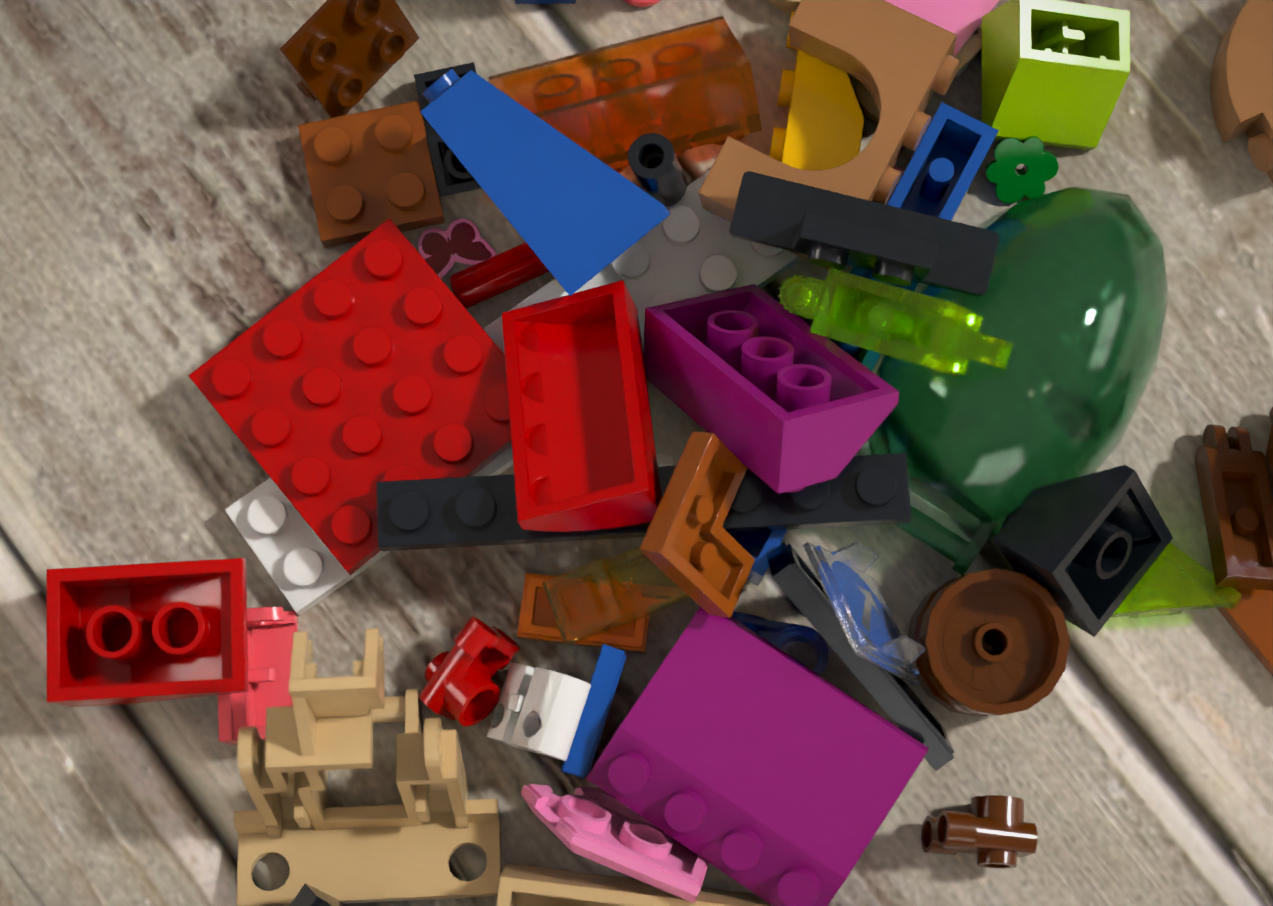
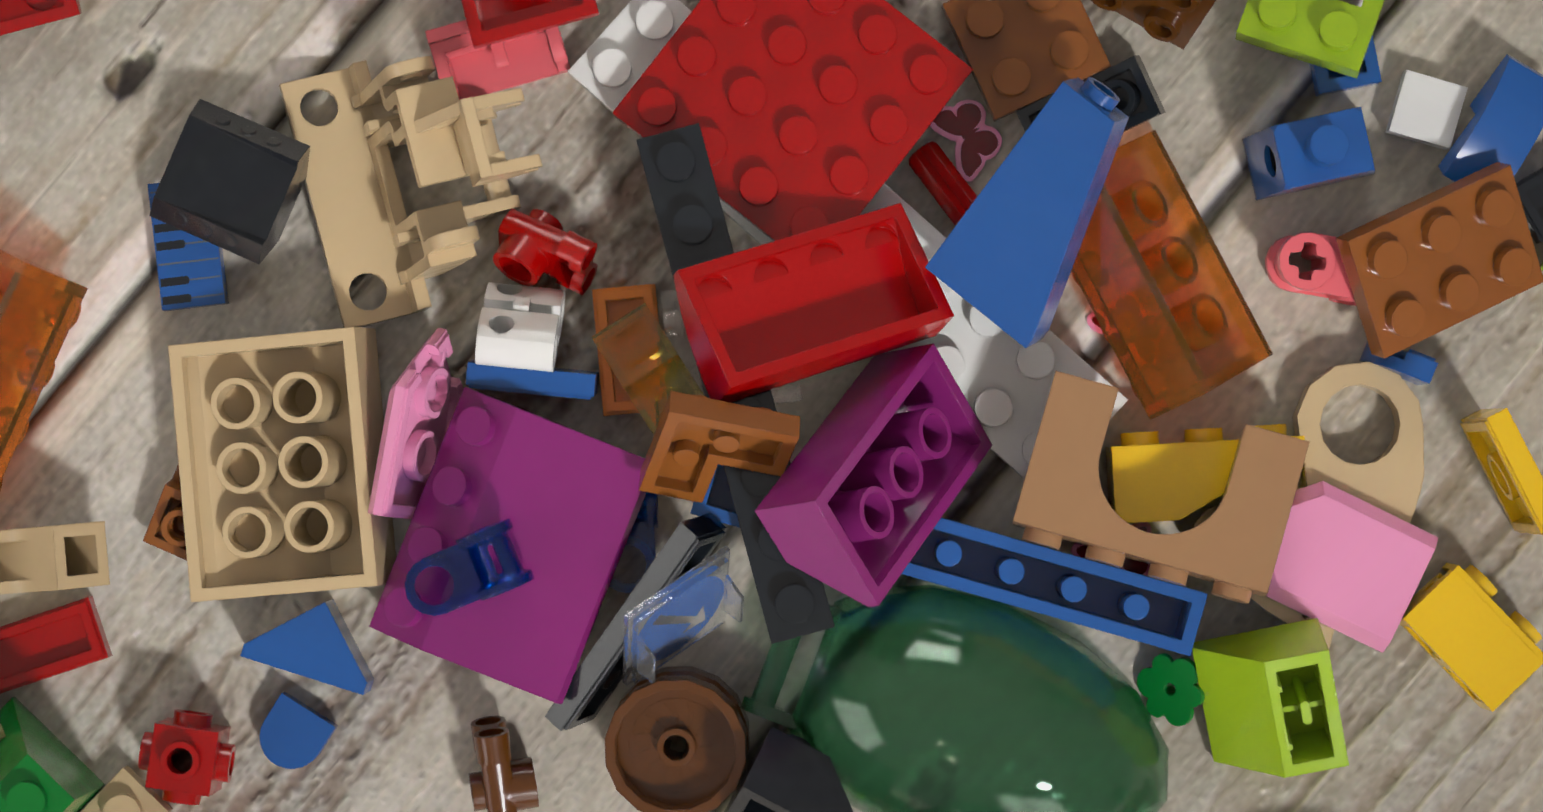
camera: 80 degrees right, 10 degrees up
(657, 168) = (1077, 324): black cylinder -> none
(775, 805) = (471, 569): none -> clear blue piece
(864, 234) = (1039, 542): black bracket -> none
(893, 321) = (954, 588): clear neon green hinge -> none

